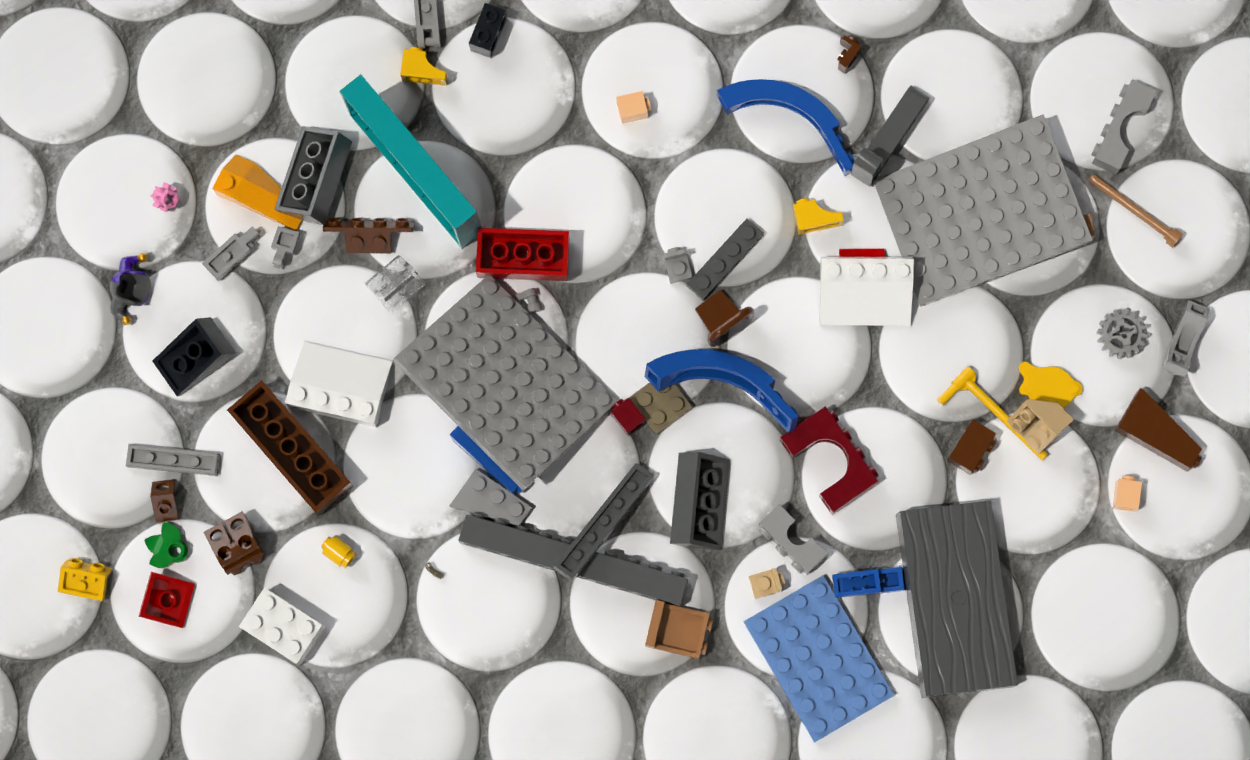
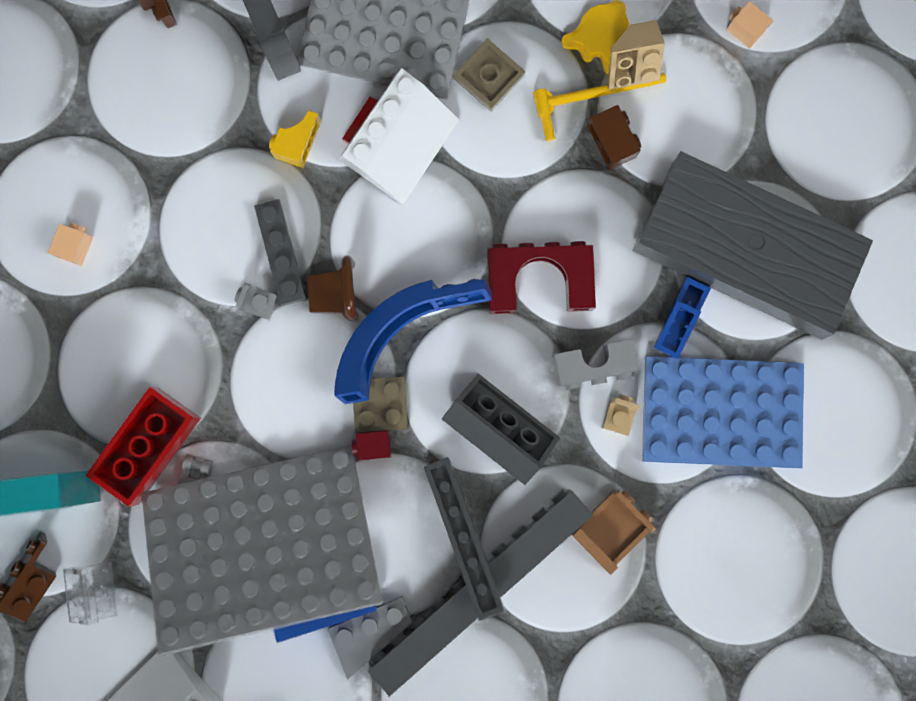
camera: 65 degrees left, 5 degrees up
(791, 97) = (166, 86): blue arch -> none
(958, 325) = (489, 74): none -> dark tan plate

